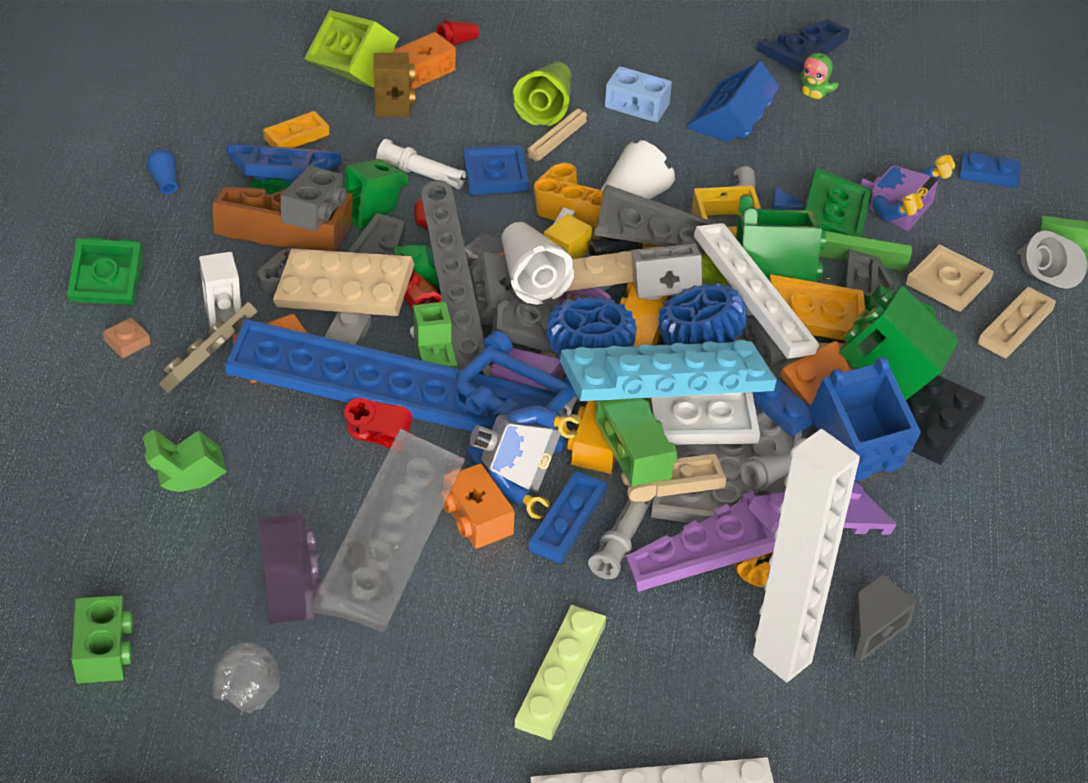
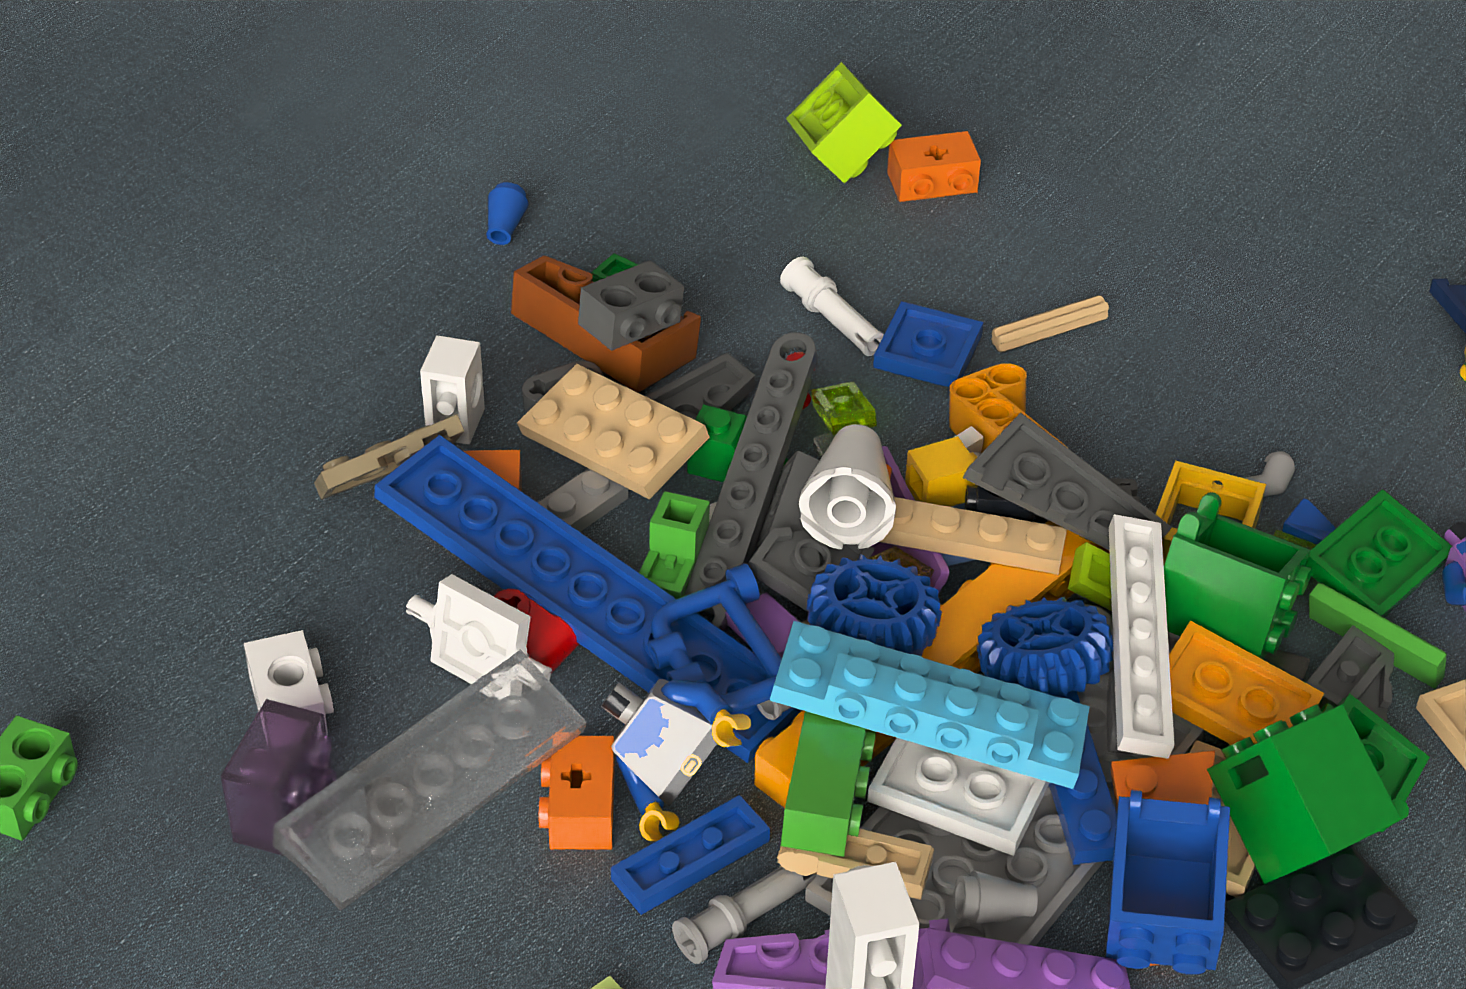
camera: 30 degrees right, 0 degrees up
(105, 271) = (345, 317): green plate -> none
(126, 337) = (318, 411): nougat plate -> none
(185, 466) = (263, 598): bright green brick -> none
(234, 512) = (287, 673): none -> white brick
(245, 676) = (146, 897): clear hair -> none
(279, 162) = (637, 239): blue wing -> none
(297, 131) = (703, 212): light orange plate -> none
(350, 435) = (472, 629): none -> white plate
(374, 189) = (739, 318): green torso -> none
(392, 84) = (860, 186): pearl gold brick -> none
(420, 291) = (701, 476): red piece -> none
(457, 31) = (1007, 141): red cone -> none
(479, 222) = (843, 406): none -> clear neon green plate
(543, 94) = (1063, 258): lime cone -> none
(638, 94) = (1201, 301): light blue brick -> none
(641, 171) = (1106, 418): white cone -> none
(651, 266) = (1032, 562): light grey brick -> none
(735, 104) = (1337, 360): blue slope -> none

